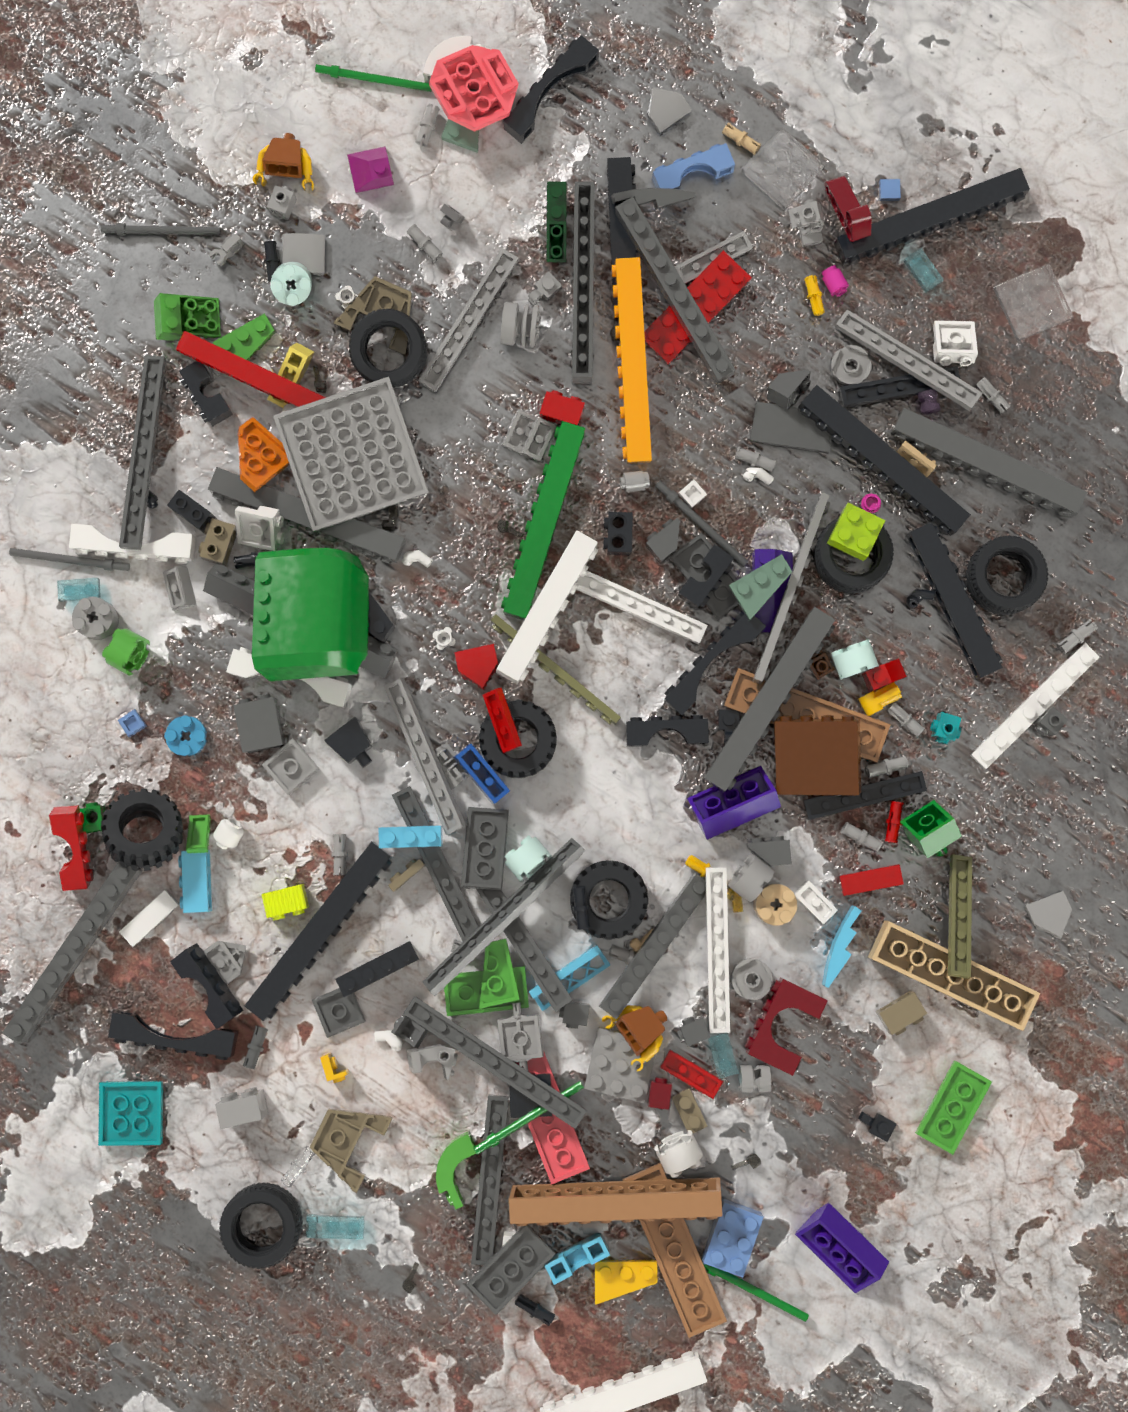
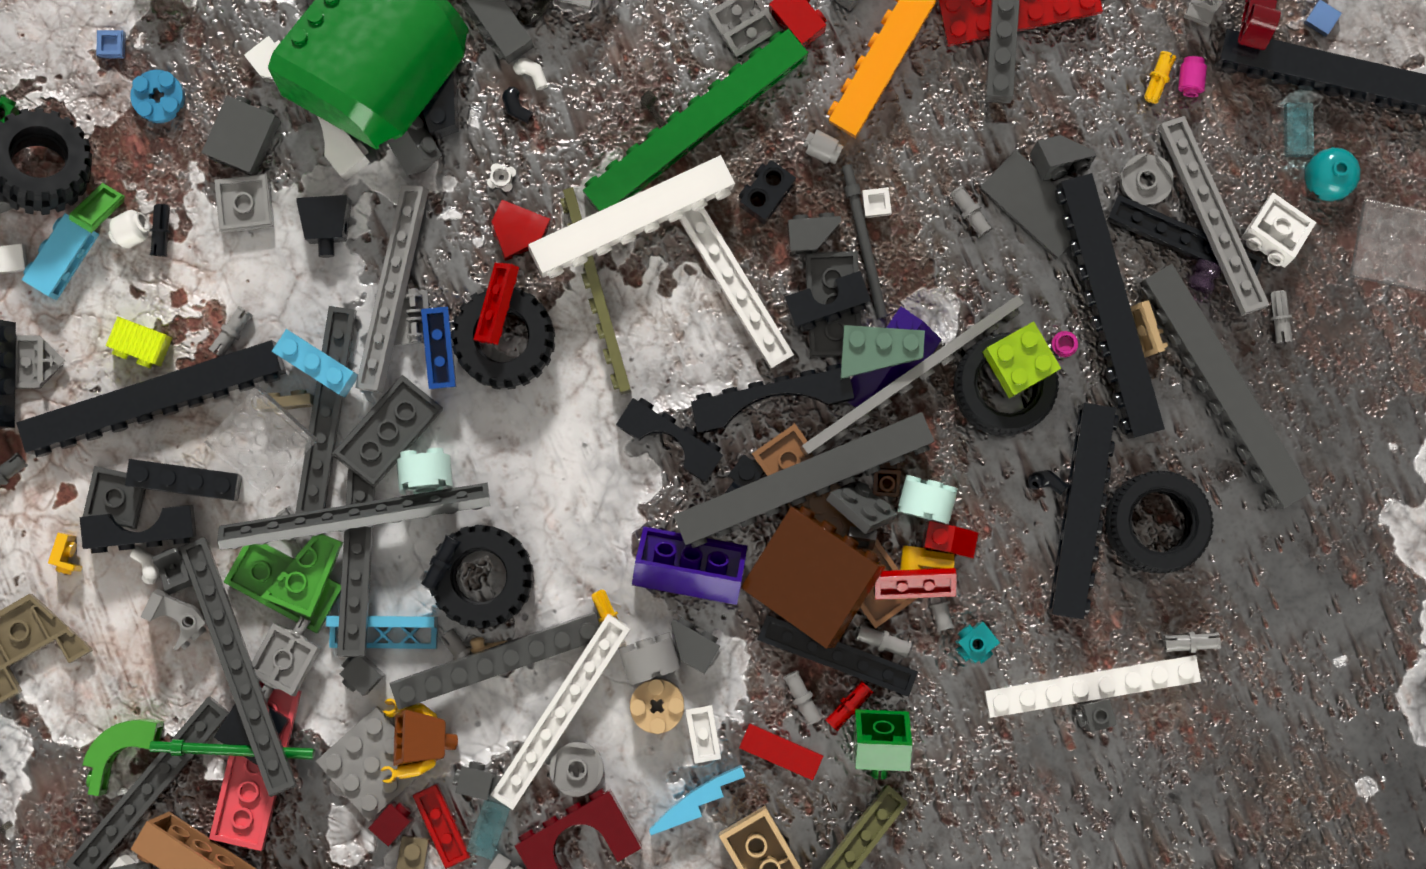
camera: 35 degrees right, 0 degrees up
(248, 820) = (160, 230): none -> black axle
(349, 1037) = (104, 531): none -> black arch
(409, 909) = (261, 440): none -> clear plate
(419, 588) = (513, 107): none -> black arm
(736, 900) = (619, 672): clear yellow arm -> none
(760, 473) = (964, 228): white arm -> none
(817, 691) = (862, 506): none -> dark grey plate
(830, 708) = (865, 541): none -> flat silver tile
(884, 716) = (916, 584): none -> plate
(963, 284) = (1332, 174): none -> teal cylinder

